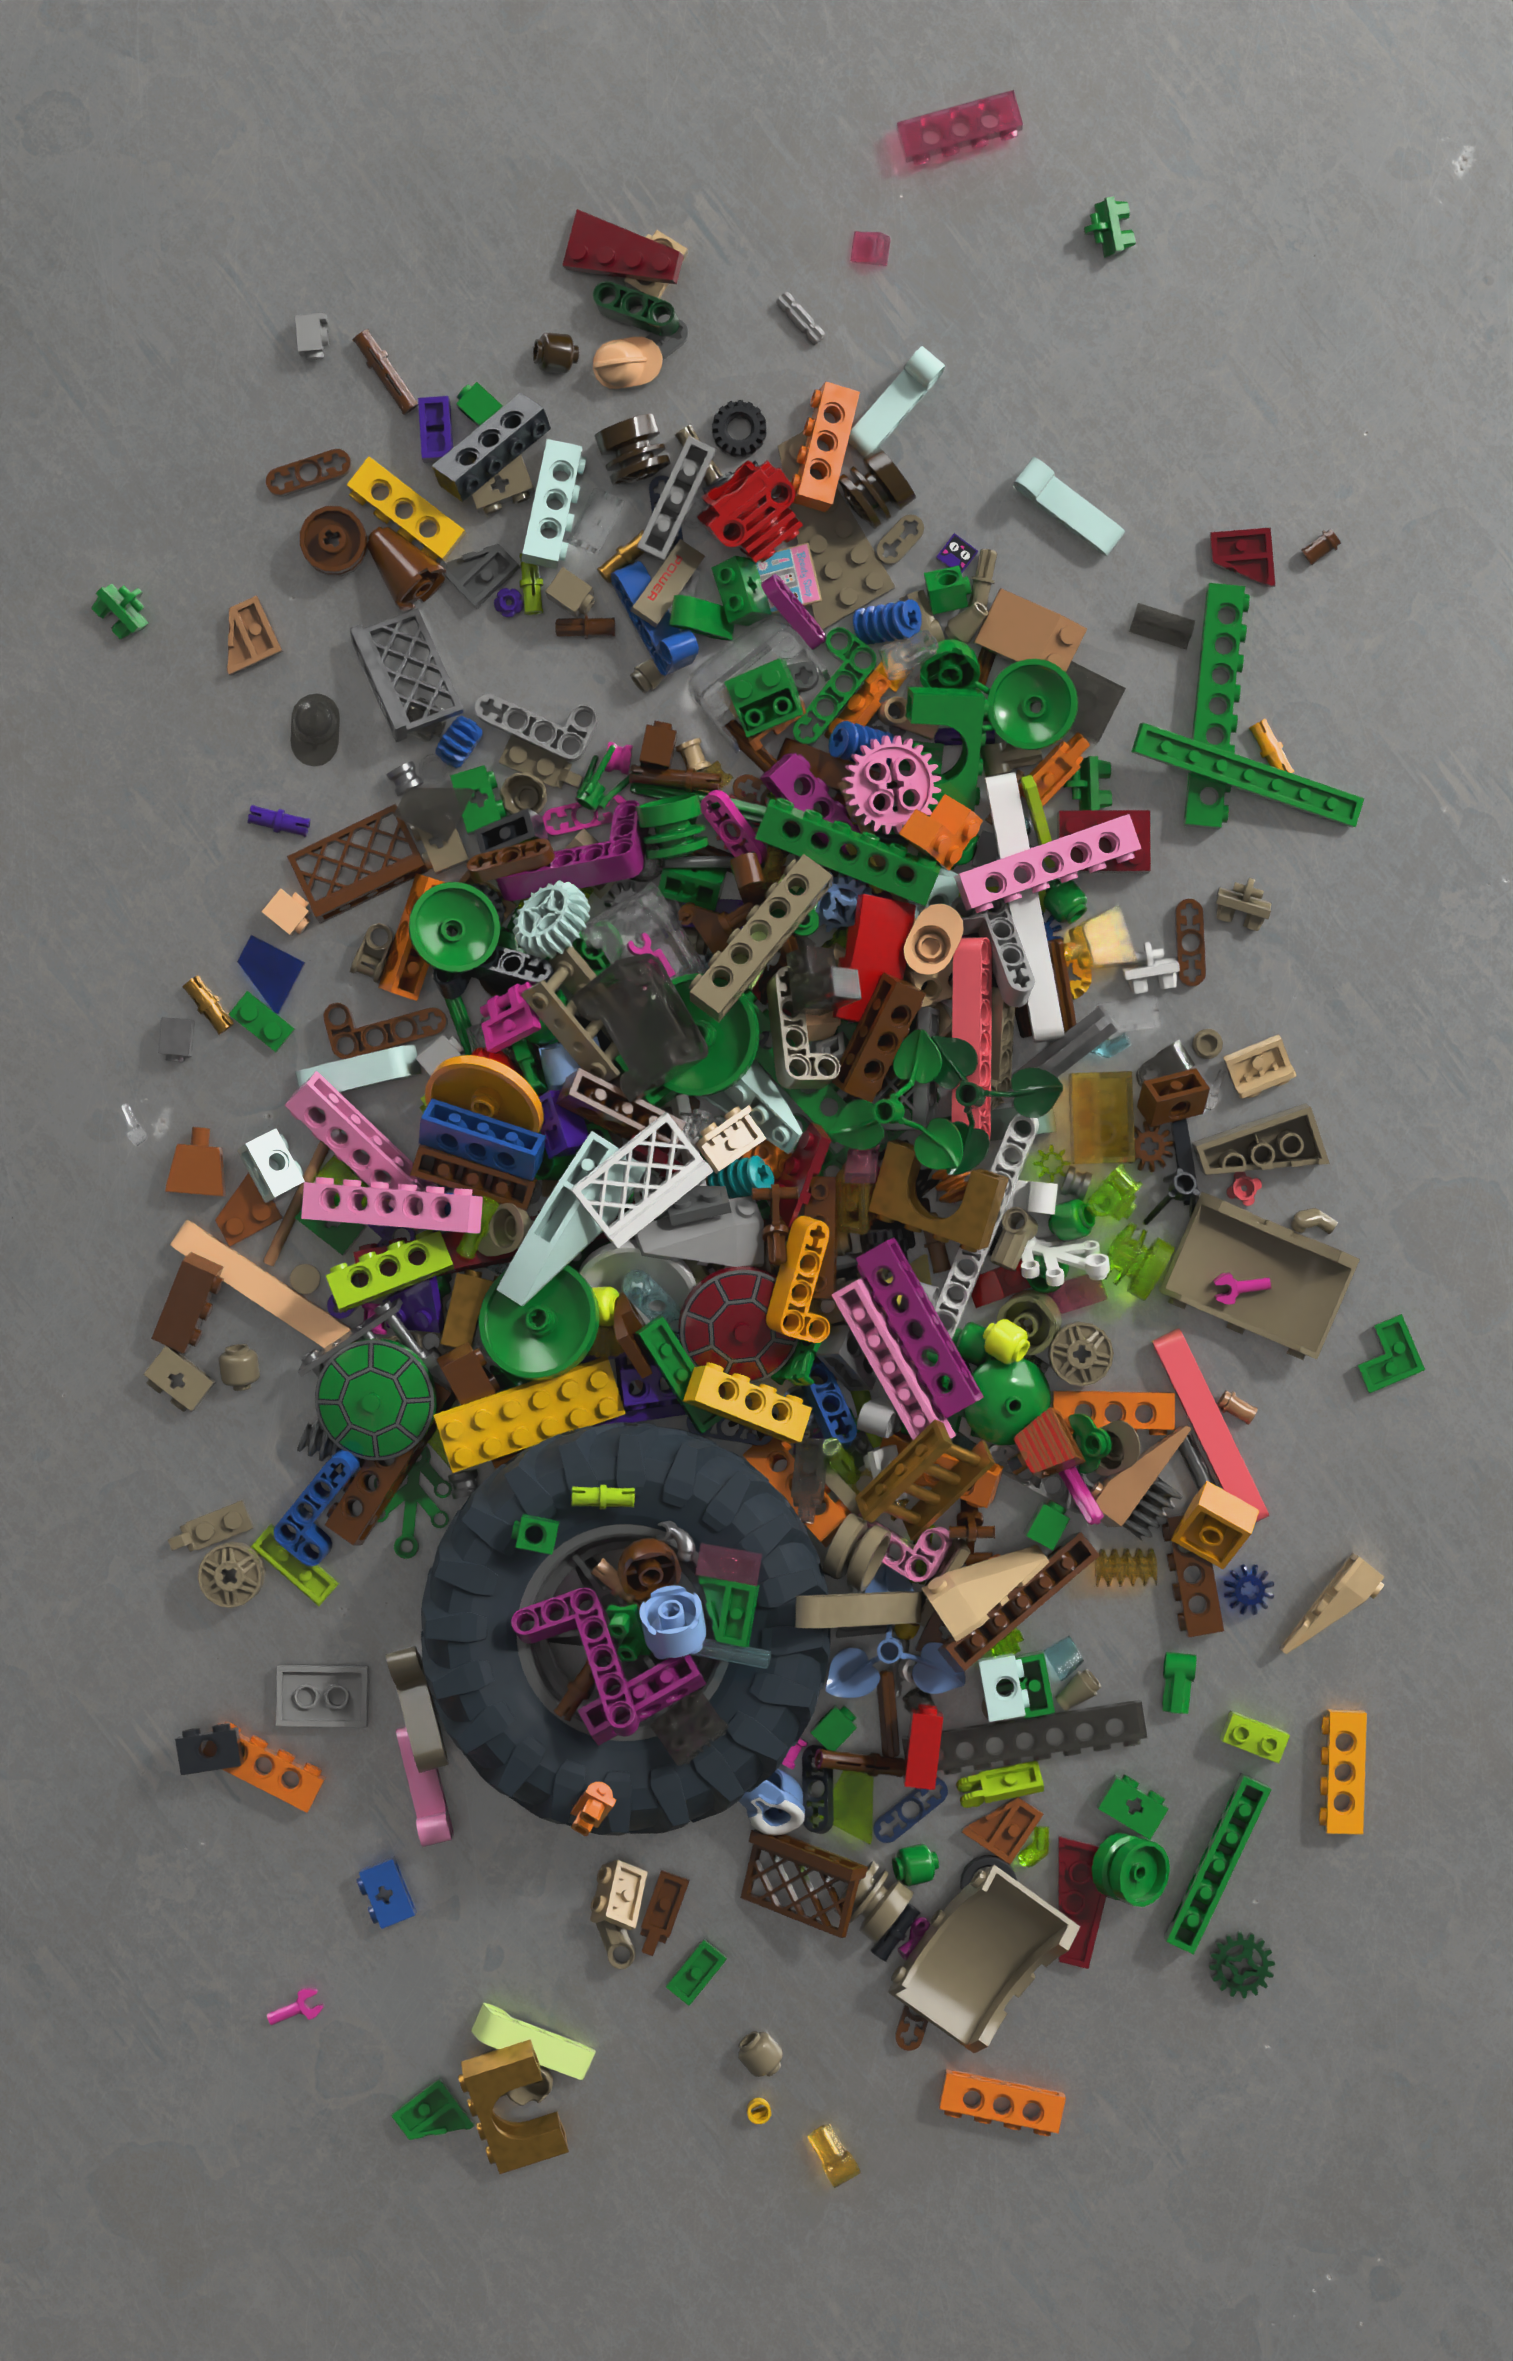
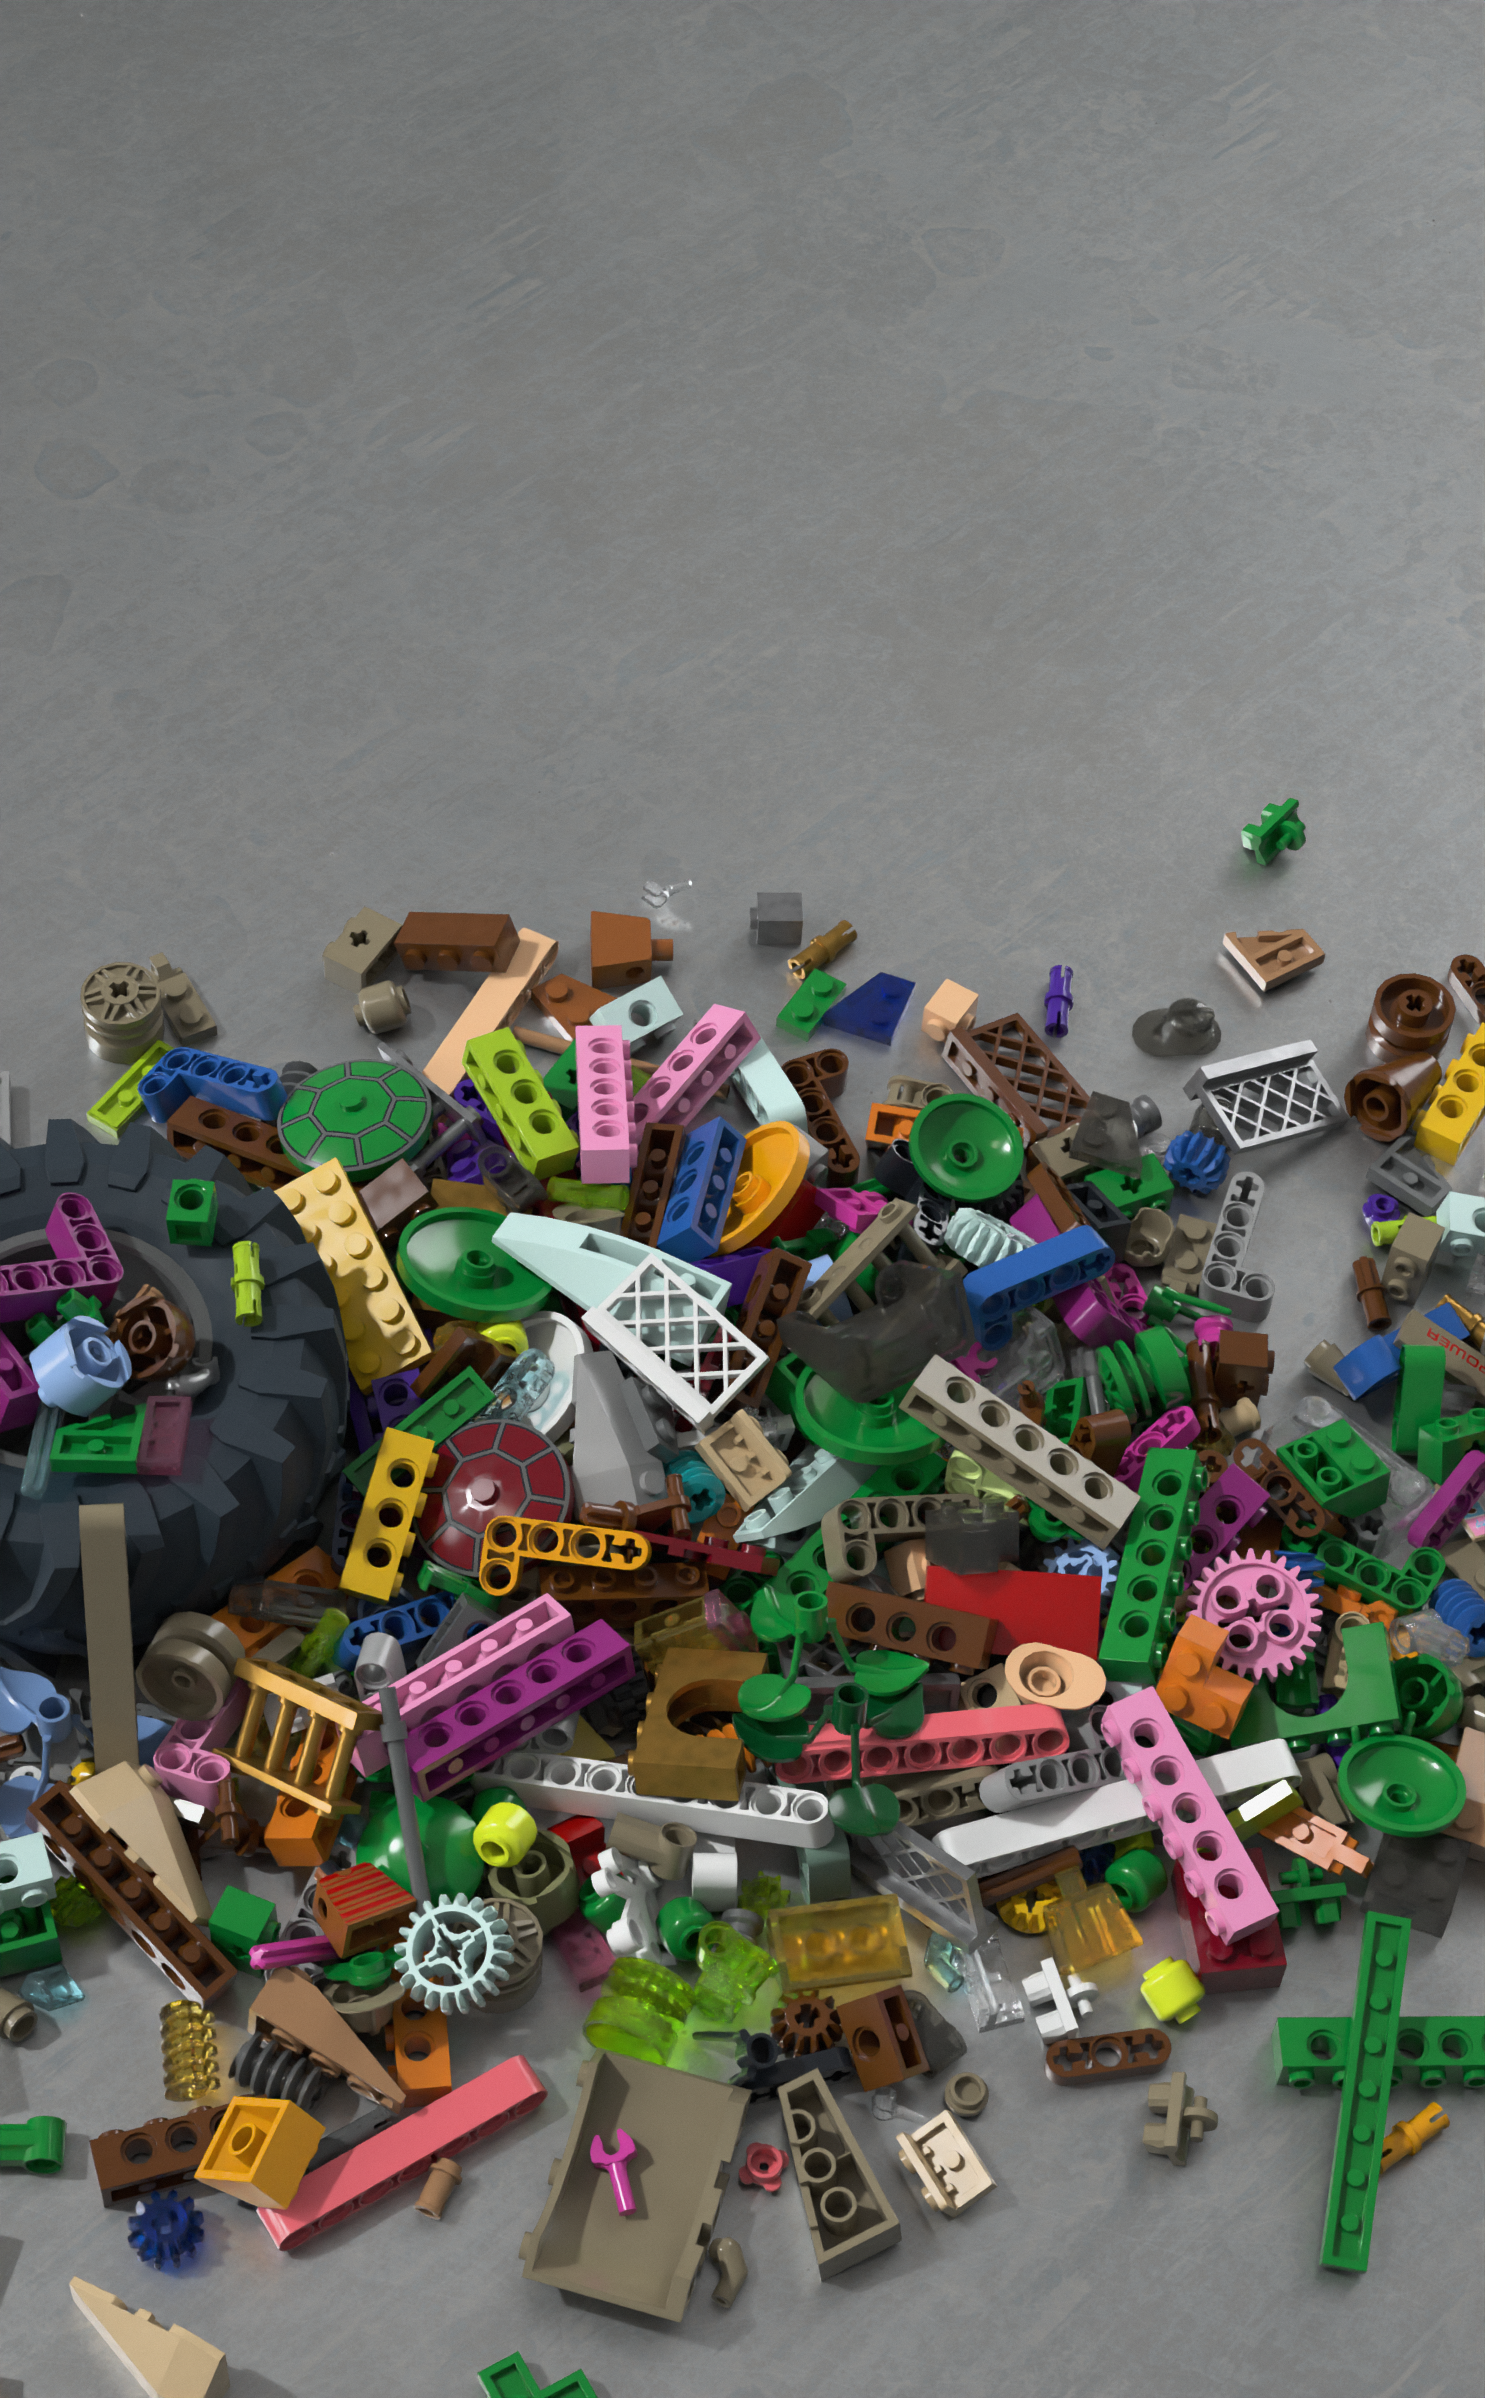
camera: 75 degrees right, 35 degrees down
(462, 1285) = (514, 1186): none -> clear smoke piece
(598, 898) = (1030, 1278): none -> blue beam
(764, 743) = (1307, 1504): none -> reddish brown beam
(951, 1414) = (394, 1733): none -> dark grey bar
(1085, 1389) = (438, 1961): none -> light aqua gear
(1150, 890) = (1172, 1990): none -> neon yellow head

